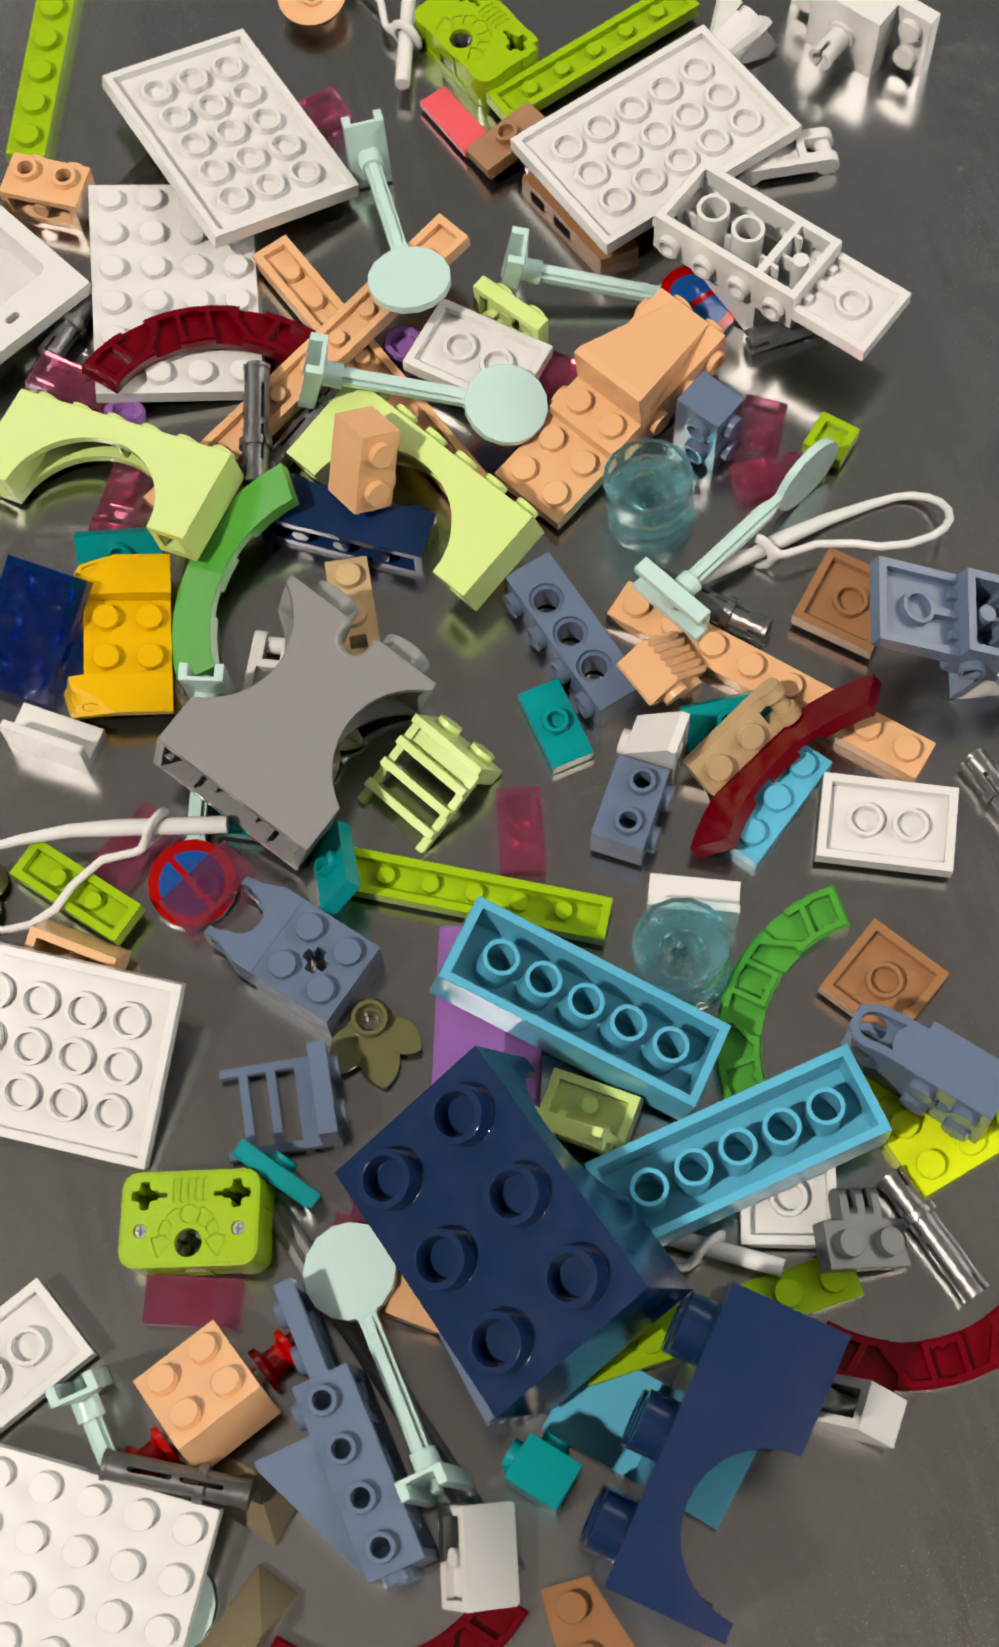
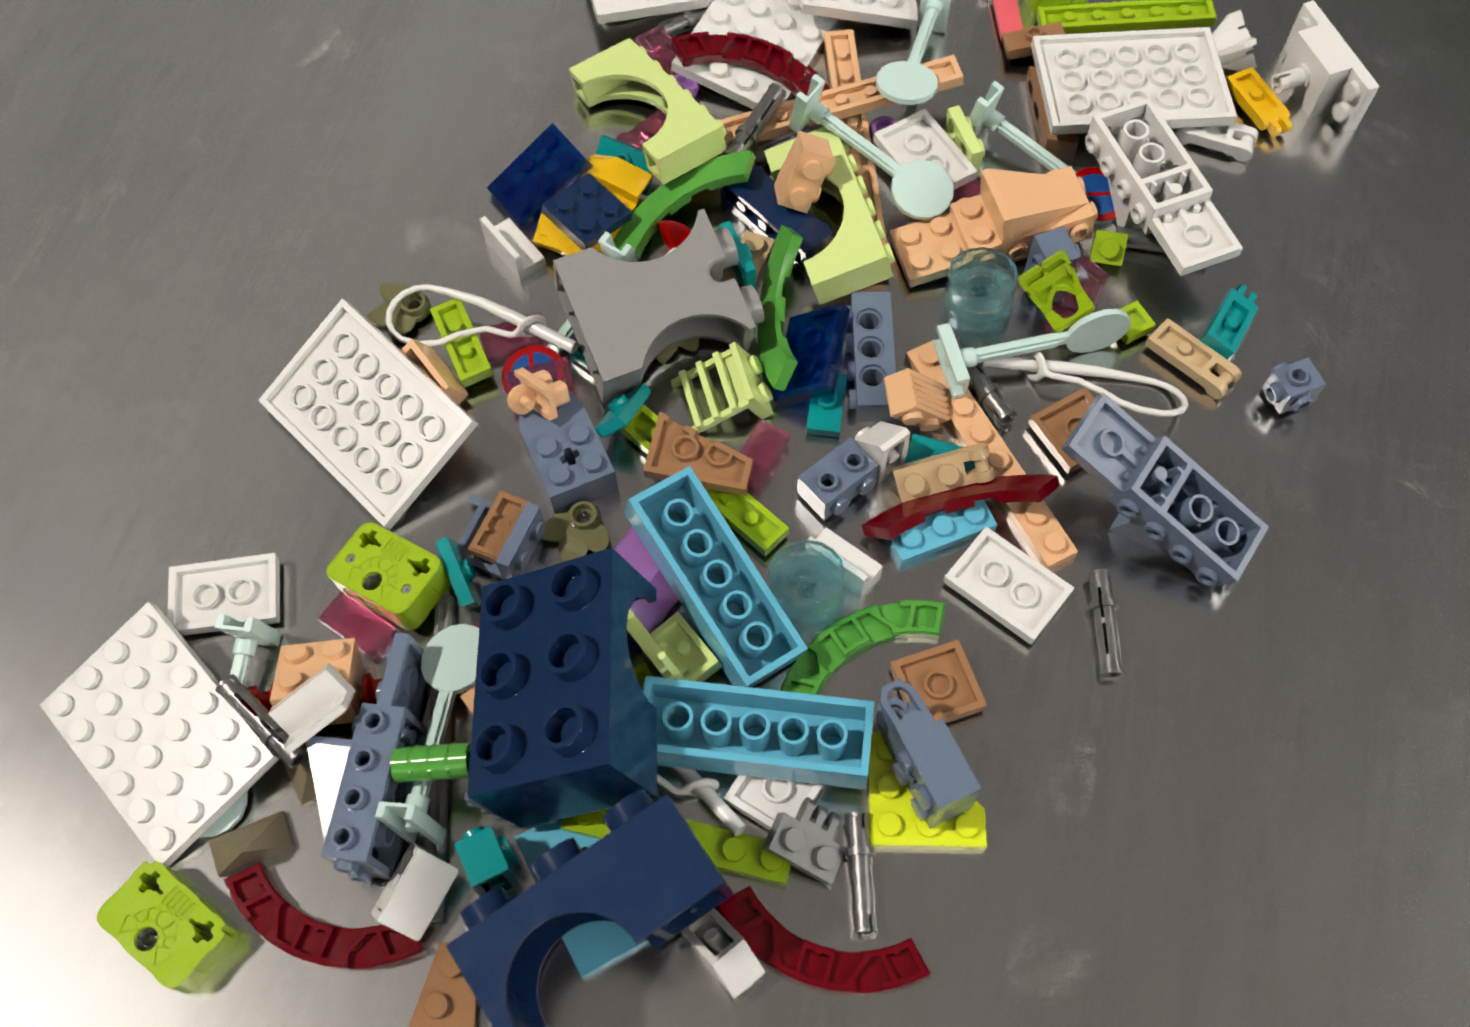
camera: 30 degrees right, 5 degrees down
(125, 646) = (586, 211): none -> dark blue plate
(227, 909) = (537, 393): none -> light nougat hips
(238, 1429) = (312, 706): none -> white panel
(245, 614) = (673, 233): none -> red tile
(287, 1090) = (496, 526): none -> medium nougat plate
(370, 618) = (745, 270): none -> teal plate
(422, 1403) = (430, 762): none -> bright green axle
(445, 882) = (712, 462): none -> medium nougat wing
(454, 693) = (773, 347): none -> bright green tile
(507, 677) = (817, 345): none -> clear blue plate
(729, 435) = (1053, 276): none -> lime piece
(751, 361) = (1108, 247): none -> lime plate
(809, 89) = (1259, 102): none -> yellow hinge
(922, 447) = (1193, 358): none -> tan plate
(936, 380) = (1231, 321): none -> teal hinge

